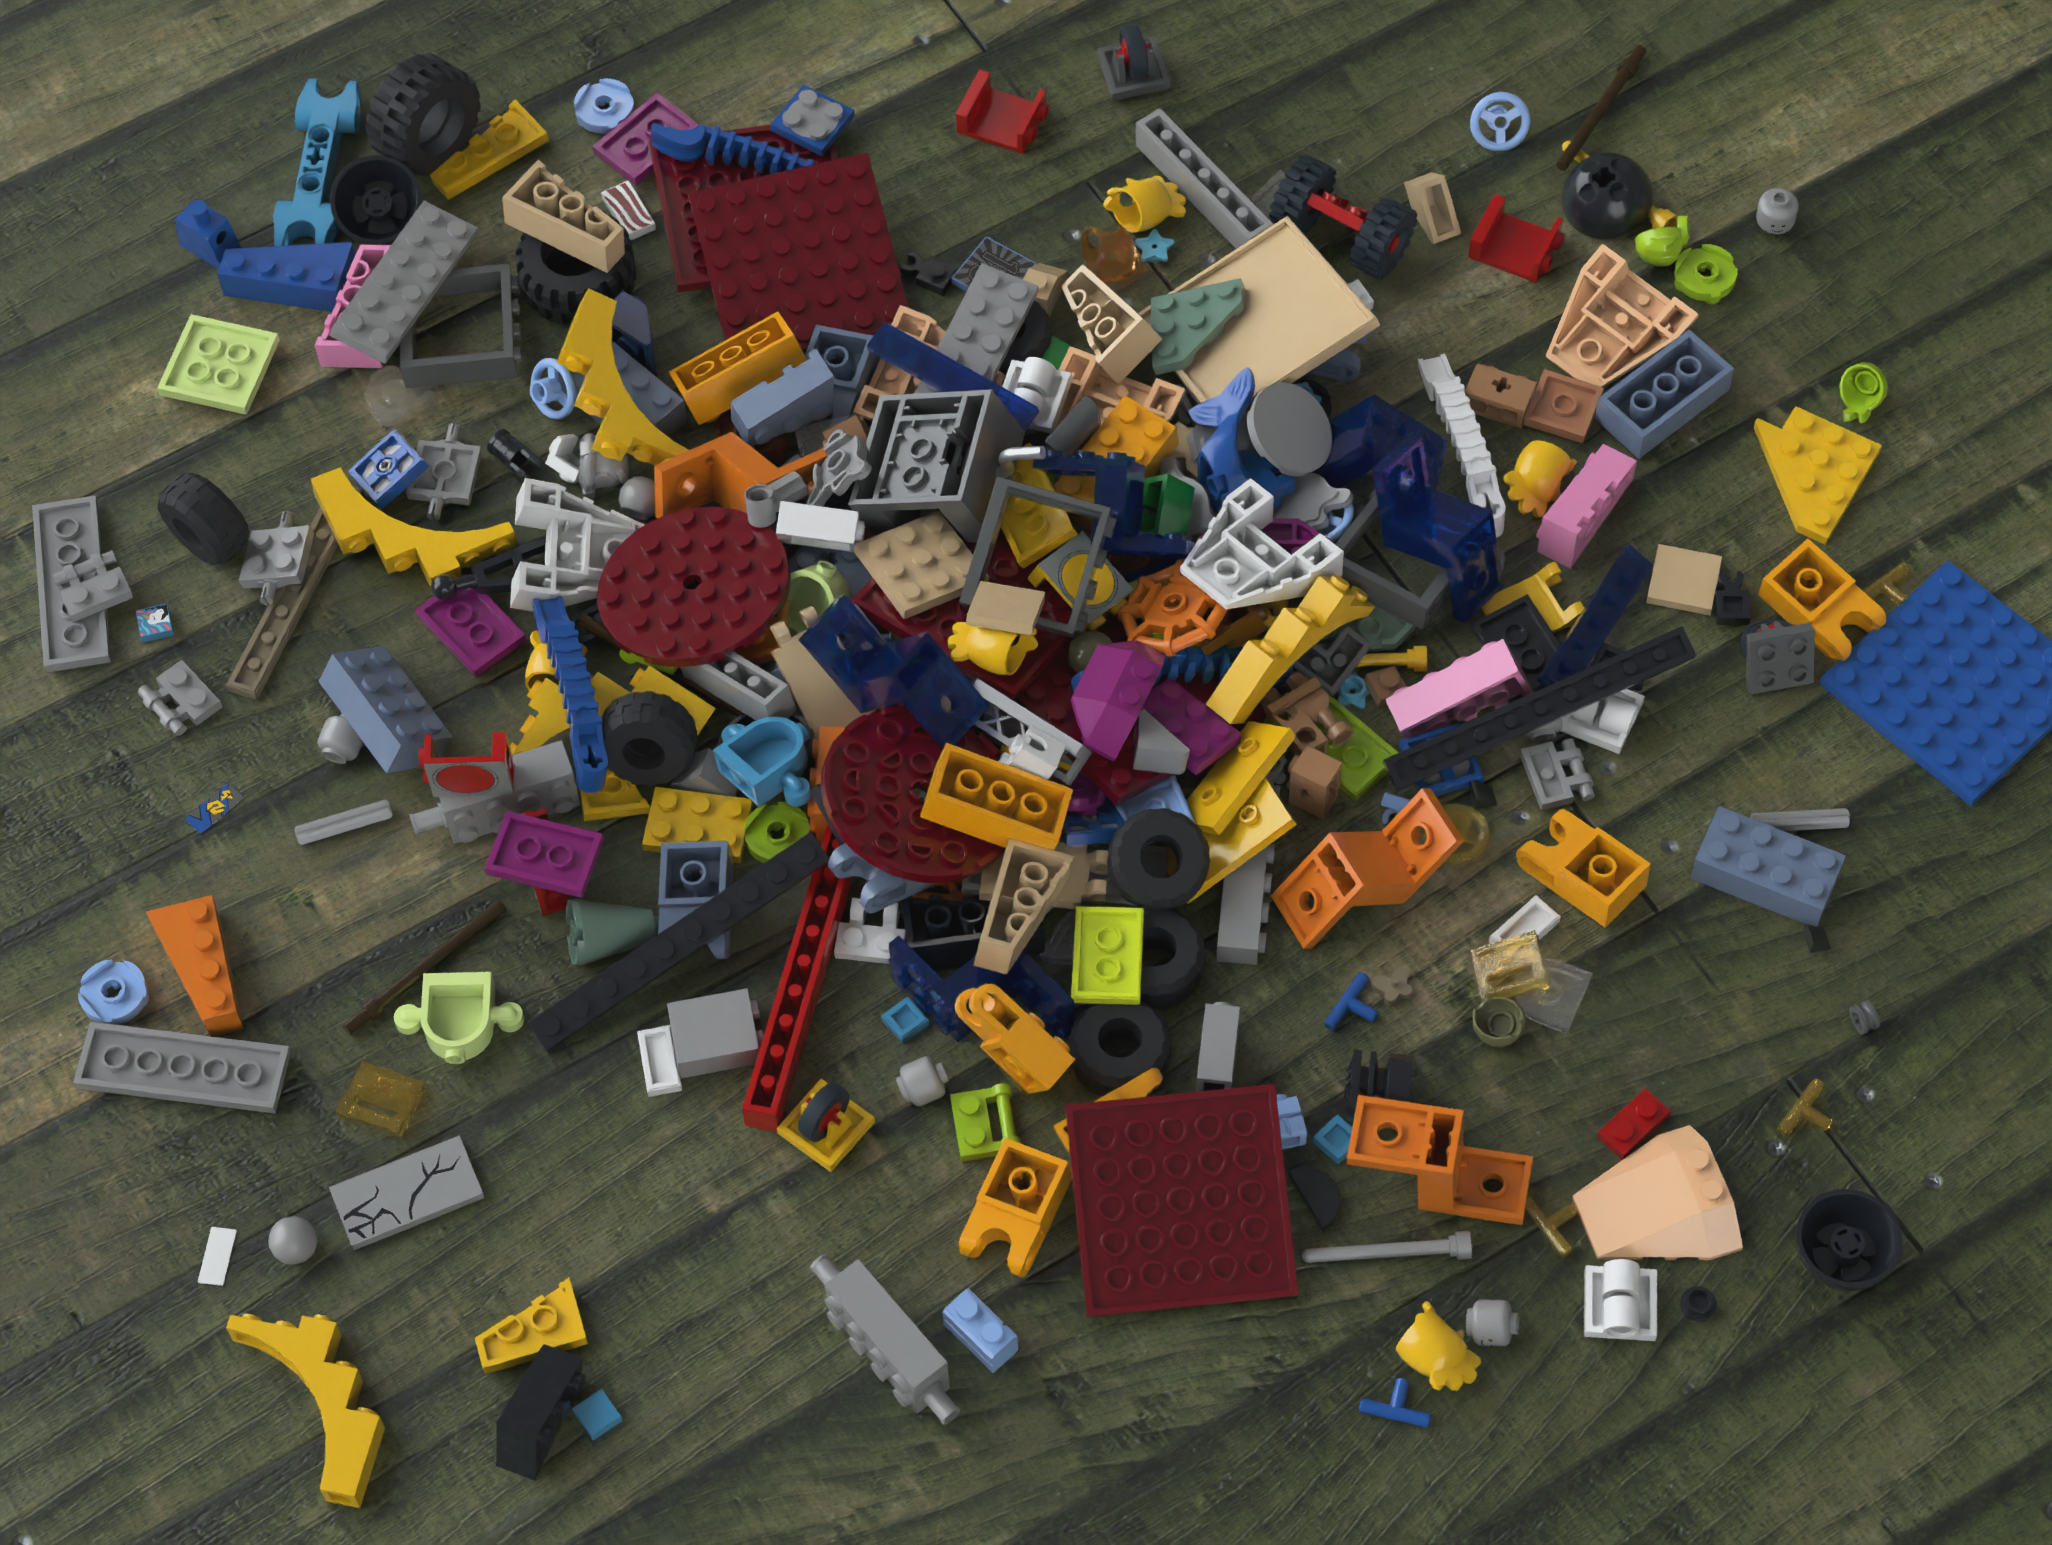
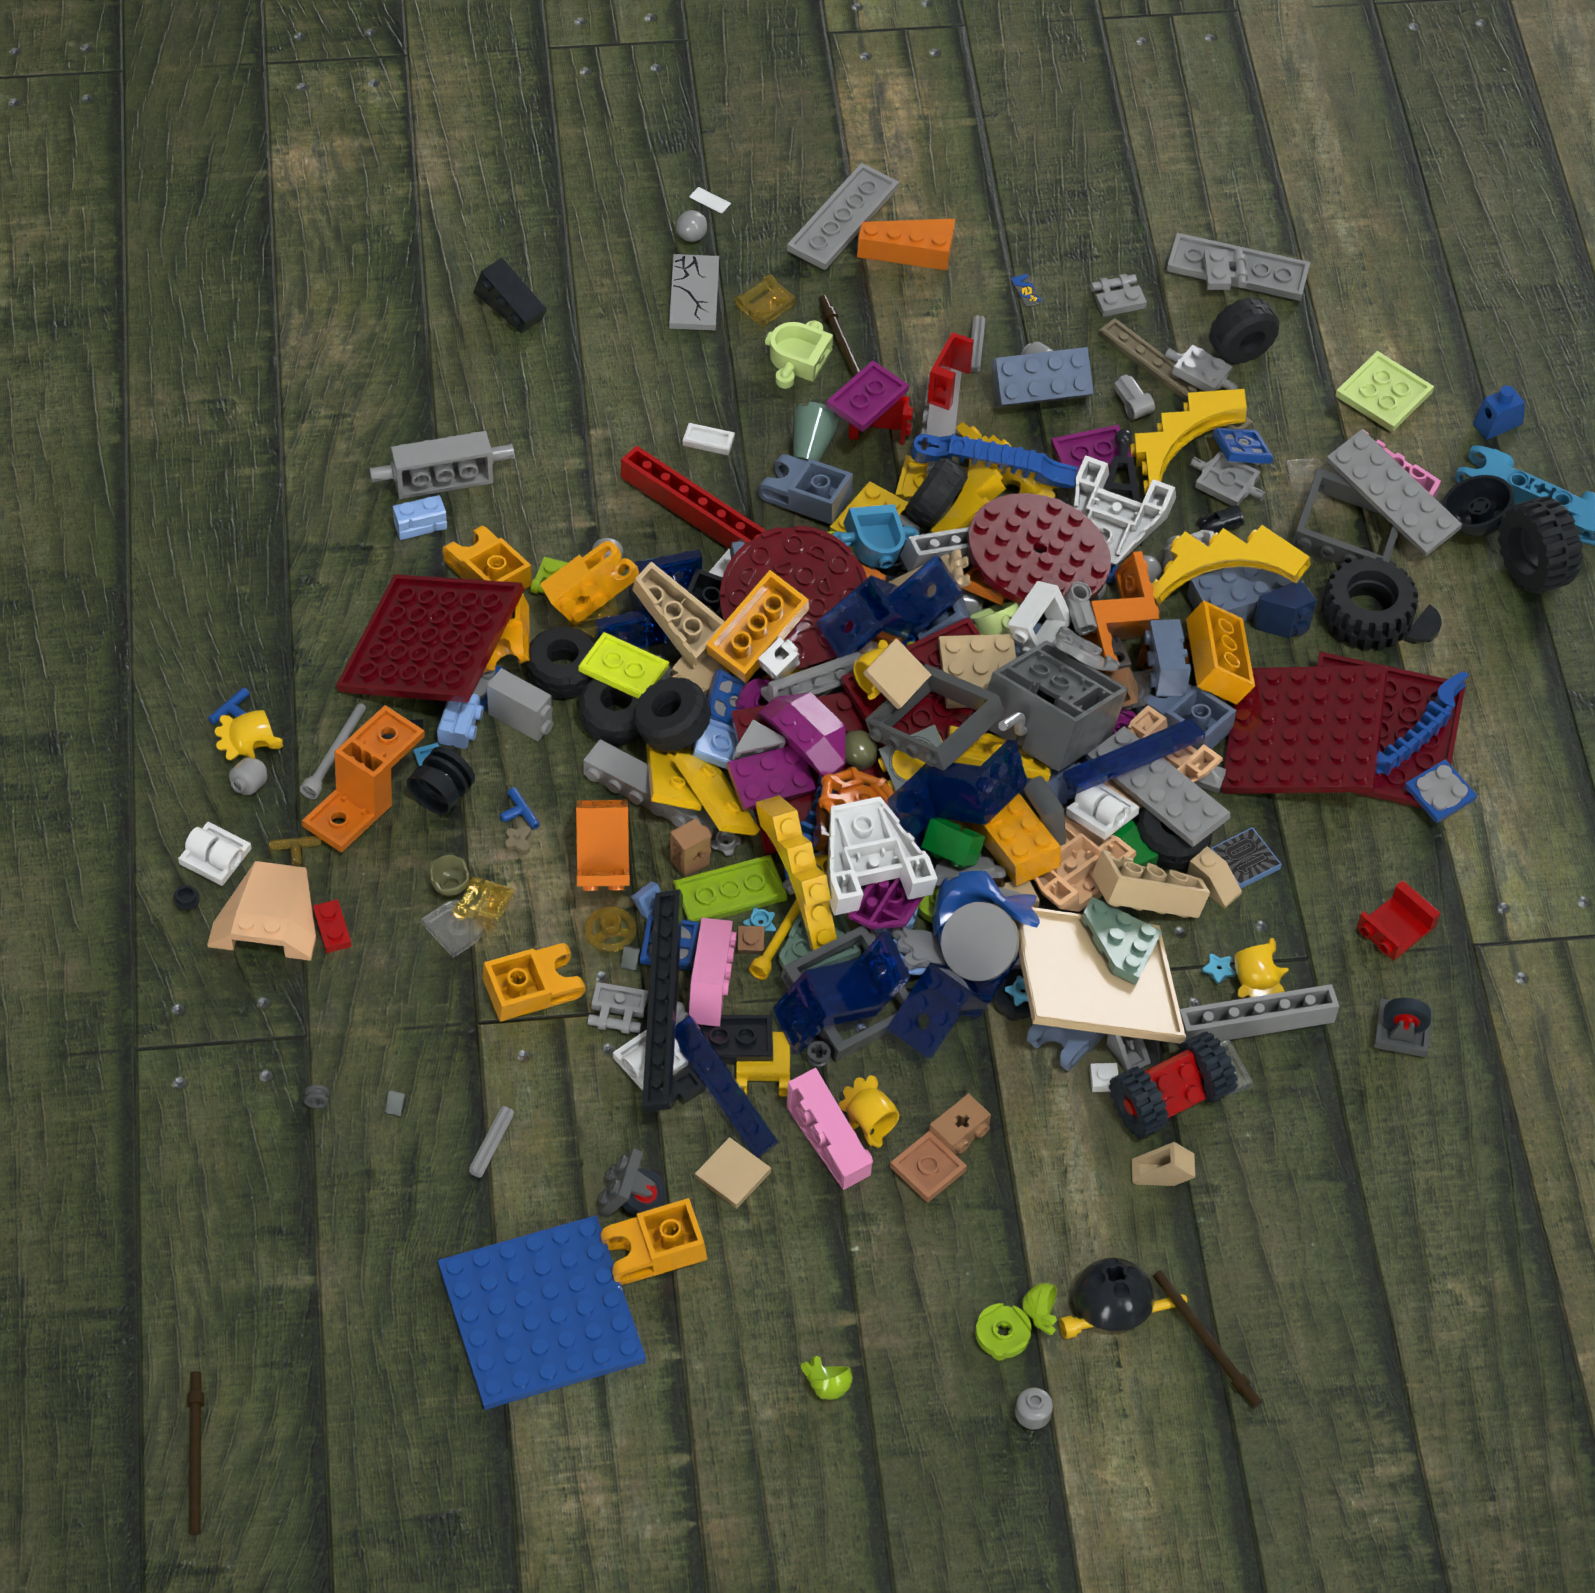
camera: 110 degrees right, 5 degrees down
(120, 1008) = (916, 210): light blue plate -> none
(154, 623) = (1185, 300): tile -> none
(288, 274) = (1443, 444): blue wedge -> none
(350, 1434) = (585, 217): yellow arch -> none
(363, 606) = (1135, 401): none -> light grey piece
(487, 153) = (1509, 601): yellow wing -> none
(518, 1338) = (562, 318): yellow wing -> none
(562, 218) = (1395, 579): tan wedge -> none
(597, 1414) = (492, 329): dark azure tile -> none
(607, 91) = (1518, 691): light blue plate -> none
(628, 143) = (1484, 698): magenta plate -> none
(628, 209) = (1420, 660): tile -> none
(679, 942) = (774, 454): black plate -> none
(715, 1032) = (709, 463): light grey brick -> none
(826, 1124) = (608, 496): yellow plate -> none
(932, 275) = (1266, 821): black plate -> none
(1114, 257) = (1221, 930): clear orange piece -> none
(1301, 710) = (752, 862): medium nougat hips -> none
(1335, 664) = (780, 906): dark grey brick -> none
(1465, 435) = (989, 1093): white piece -> none
(1496, 111) = (1228, 1254): light blue piece -> none
(1514, 243) = (1104, 1211): red panel -> none
(1532, 916) = (513, 932): white tile -> none
(1614, 322) = (986, 1238): light nougat wedge -> none
(1664, 394) = (898, 1231): sand blue brick -> none
(1731, 604) = (695, 1189): black plate -> none
(1767, 866) = (464, 1094): sand blue brick -> none
(1803, 1108) = (278, 1029): clear yellow piece -> none
(1816, 469) = (780, 1315): yellow wing -> none
(1854, 1225) = (161, 984): black piece -> none
(1885, 585) = (650, 1304): clear yellow piece -> none

